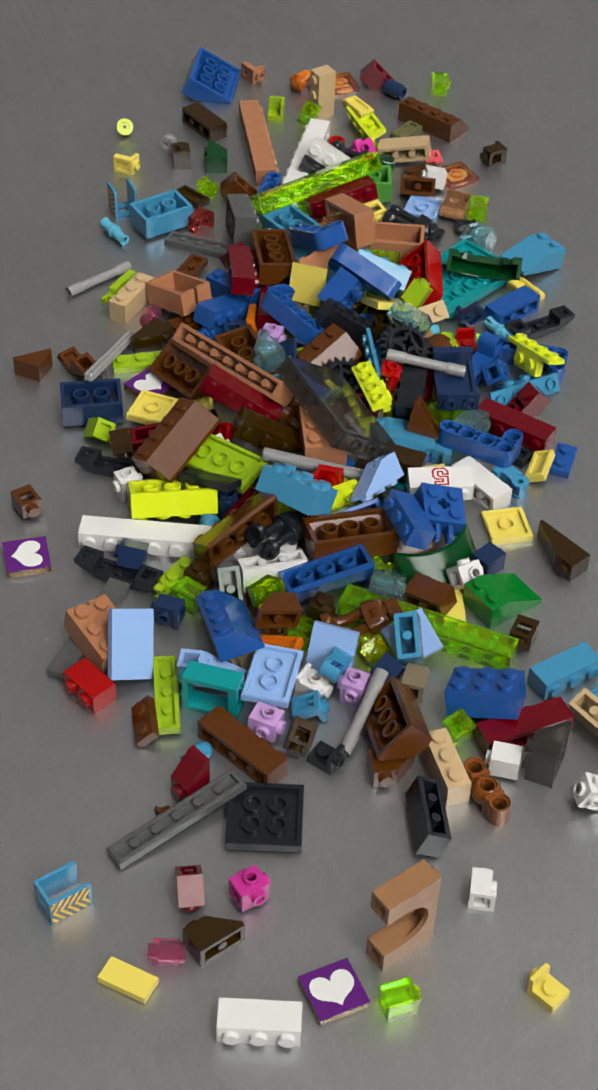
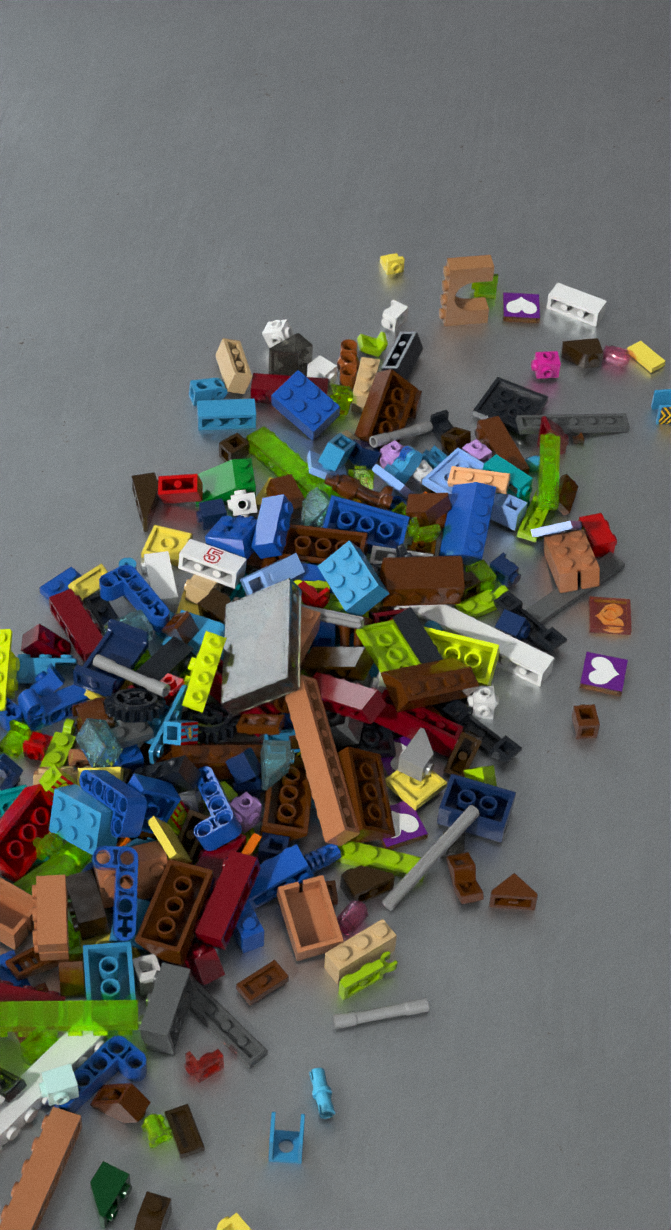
camera: 155 degrees left, 5 degrees up
(41, 615) = (609, 615): none -> clear orange tile
(156, 405) = (417, 757): none -> light grey slope
(160, 213) = (251, 1085): dark azure brick -> none
(164, 688) = (548, 473): none -> clear neon green slope
(190, 887) = (583, 384): slope -> none
(239, 655) = (463, 475): none -> light nougat tile
(277, 169) = (59, 1085): none -> light aqua brick
(354, 344) = (180, 732): none -> dark azure brick
(480, 832) = (372, 345): none -> lime bracket
(535, 562) = (180, 488): none -> red brick

